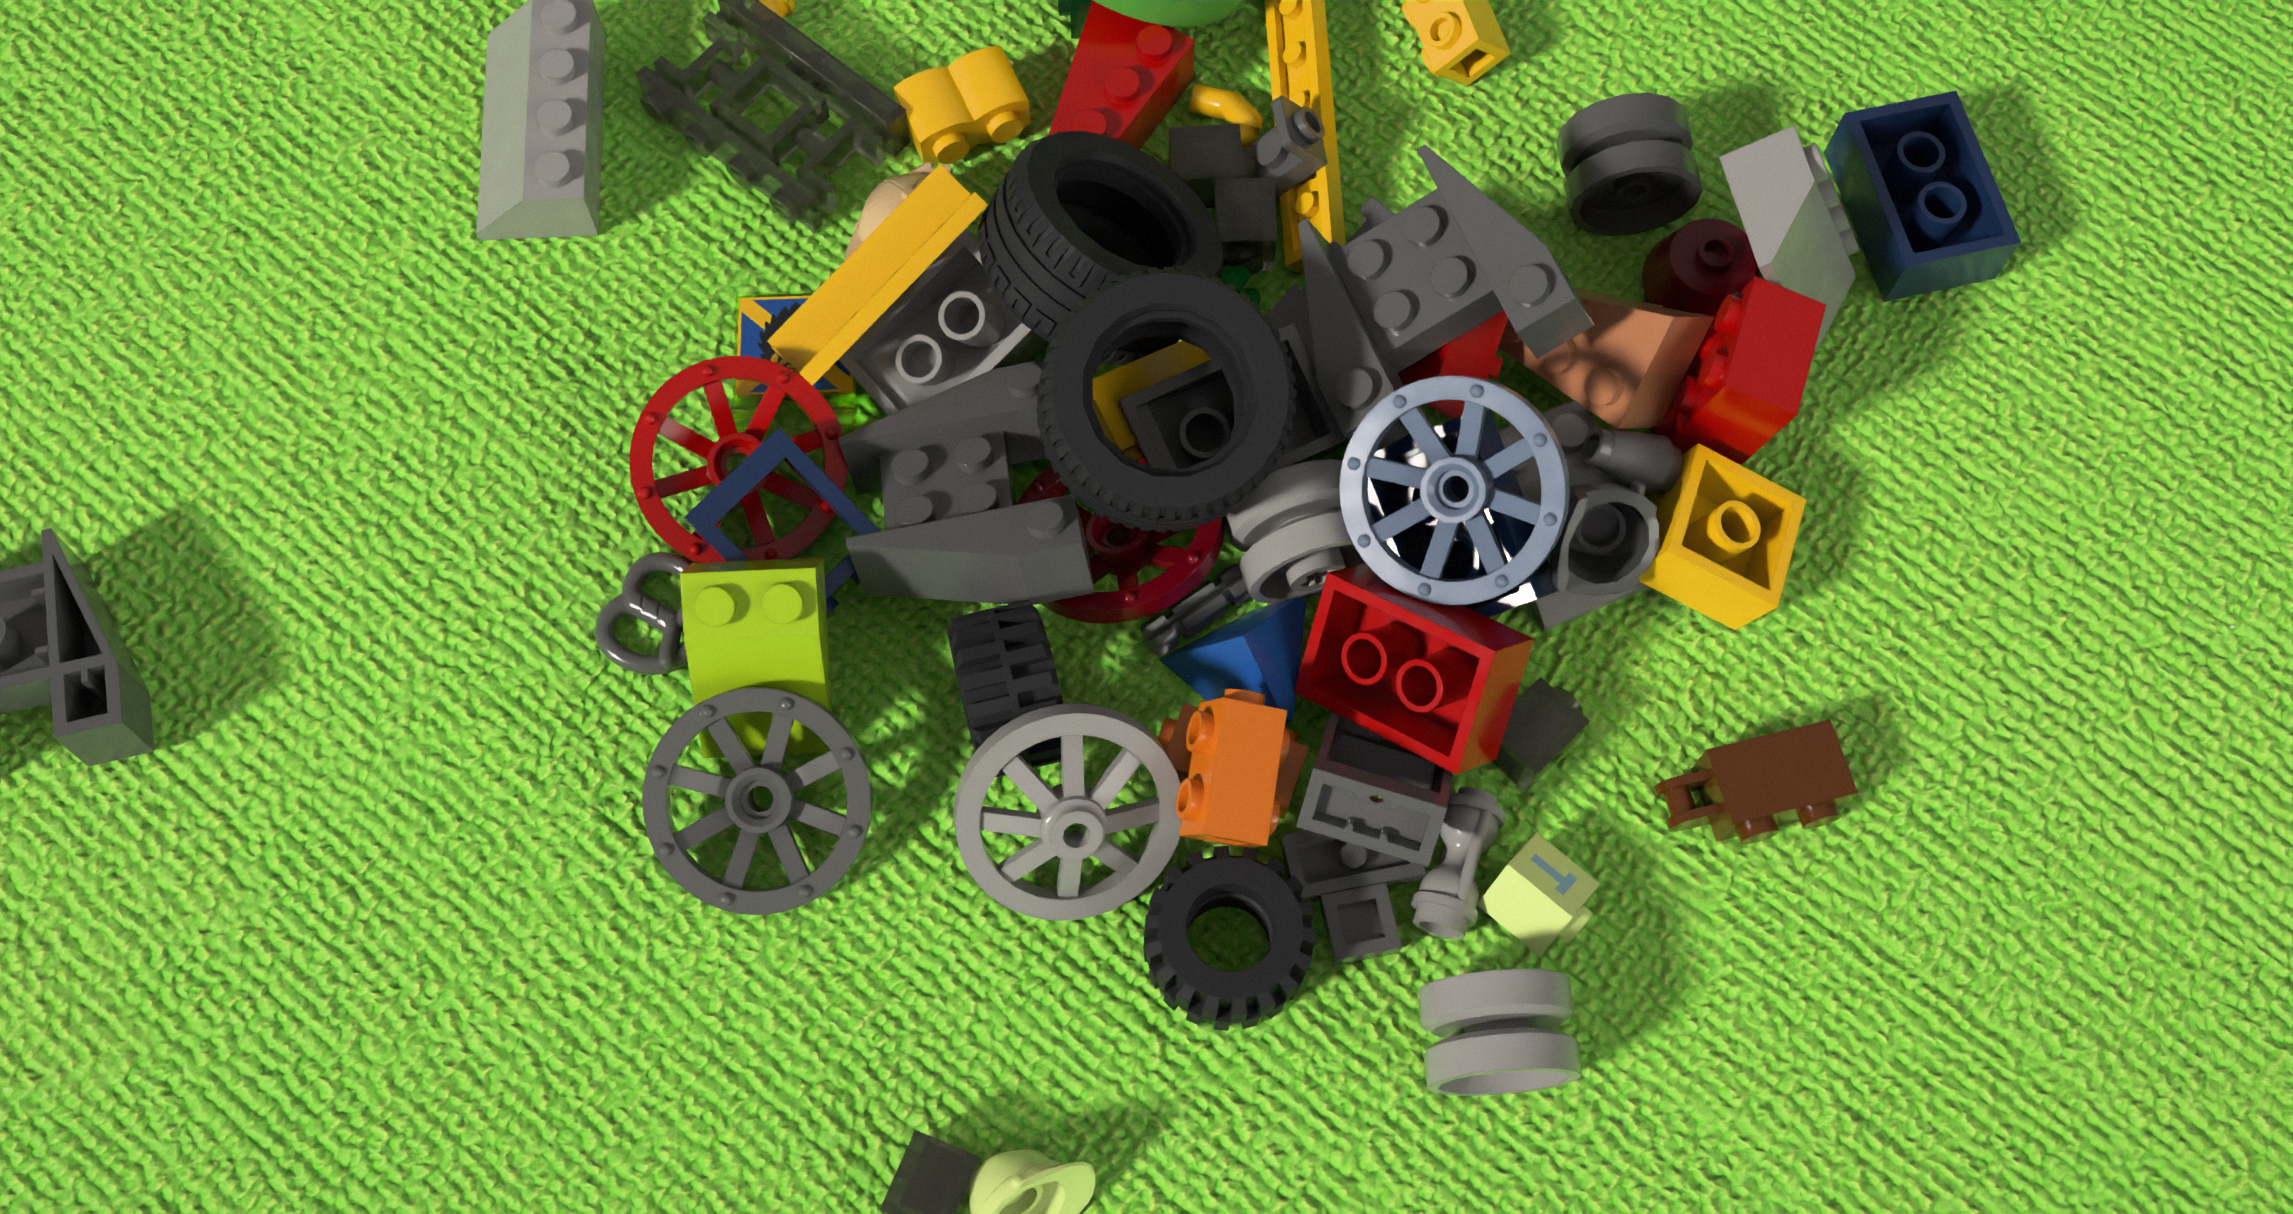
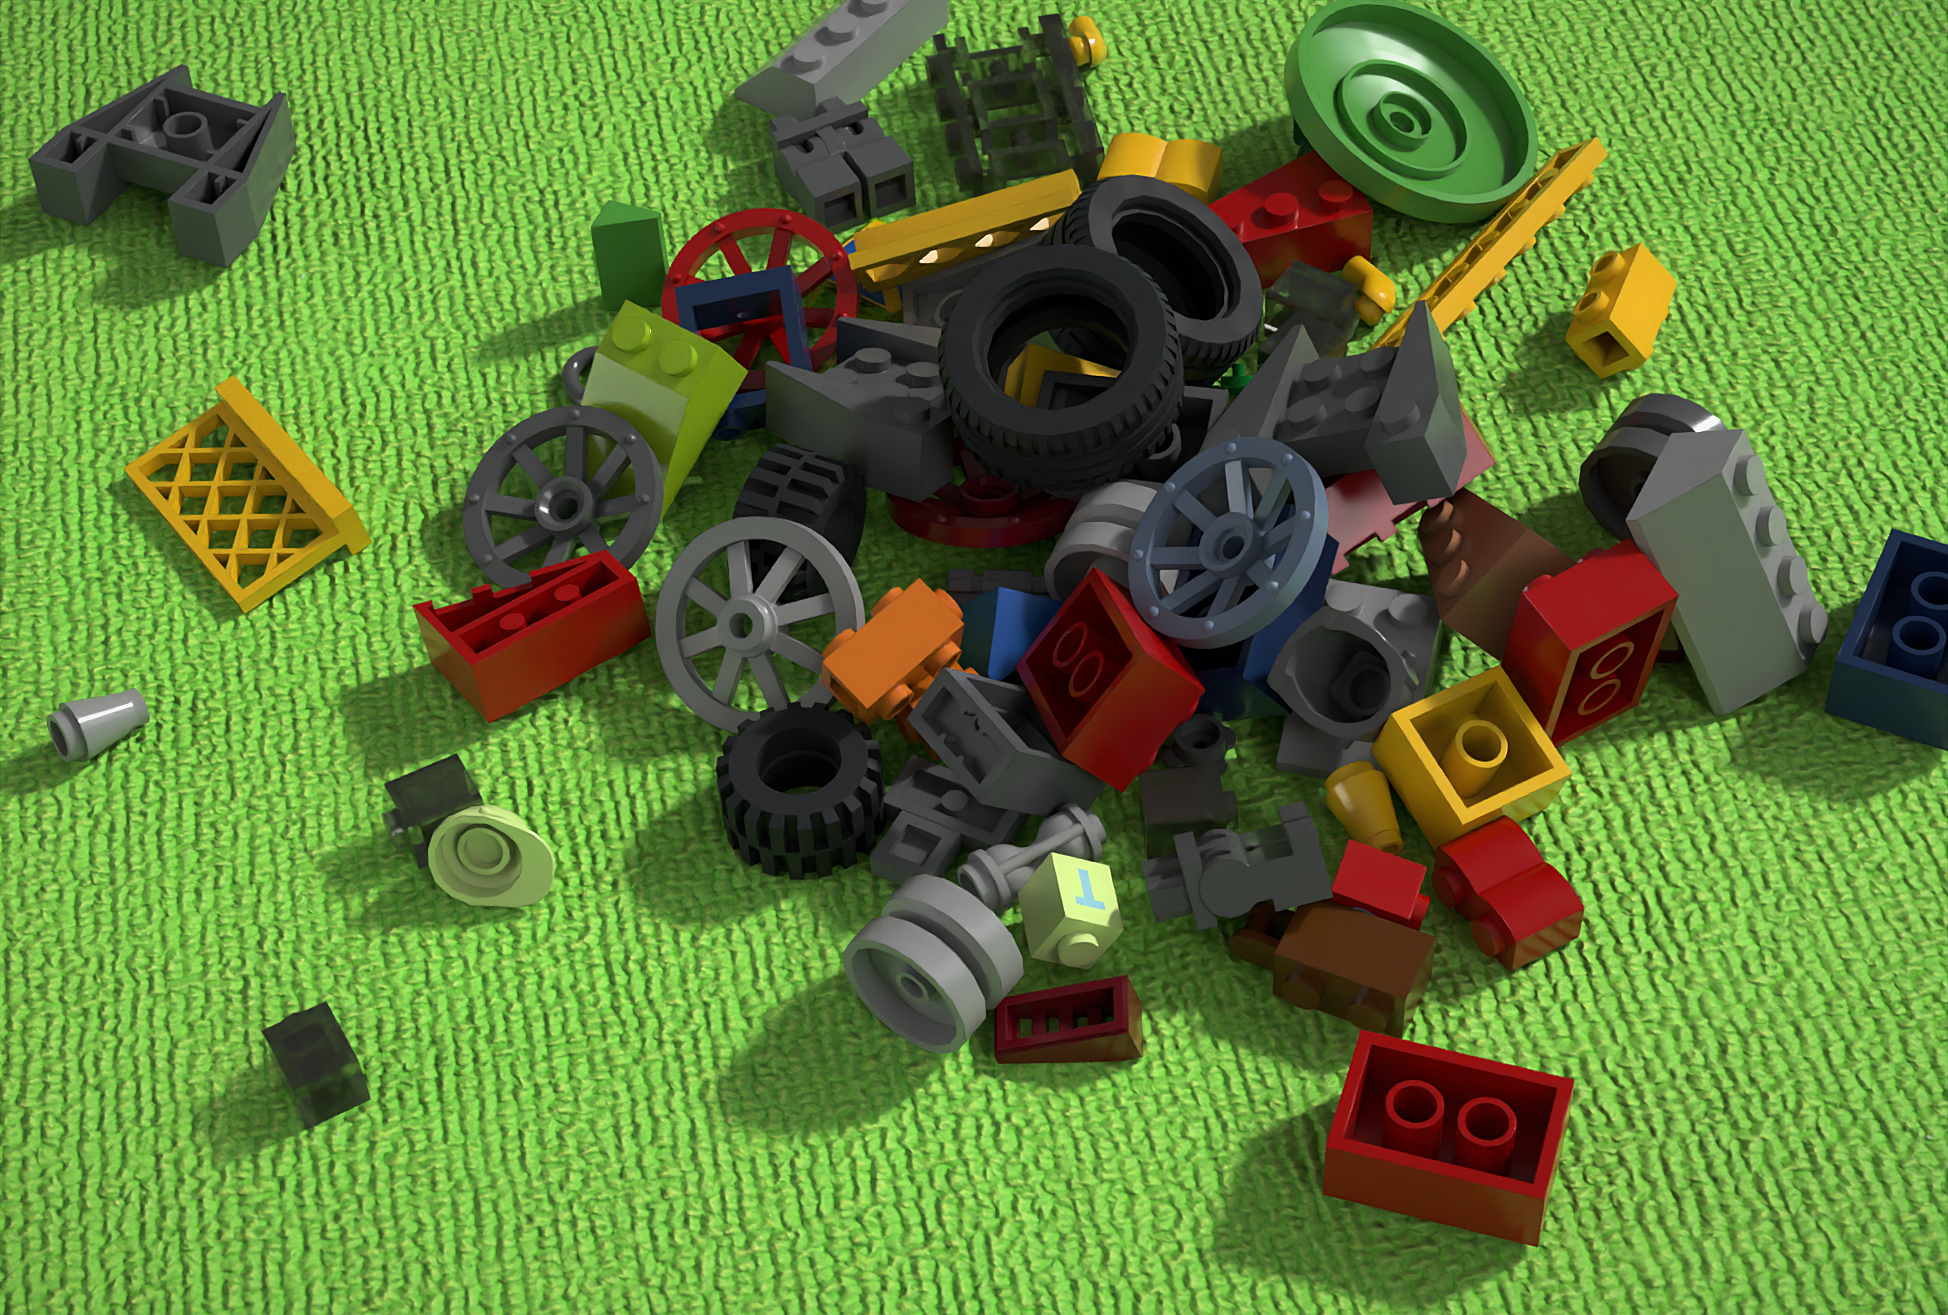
camera: 45 degrees right, 20 degrees down
(441, 935) = (291, 474): none -> yellow fence
(580, 493) = (629, 255): none -> bright green slope
(662, 262) = (841, 165): none -> dark grey hips
(856, 954) = (534, 635): none -> red wedge
(1290, 148) = (1385, 314): dark grey bracket -> none
(1634, 457) = (1441, 652): dark grey cone -> none
(1647, 765) = (1234, 871): none -> dark grey hips
(1648, 955) = (1093, 1043): none -> dark red slope
(1658, 629) = (1364, 806): none -> yellow cone
(1739, 706) = (1380, 885): none -> red brick
(1826, 633) = (1507, 893): none -> red brick
(1980, 888) = (1448, 1137): none -> red brick

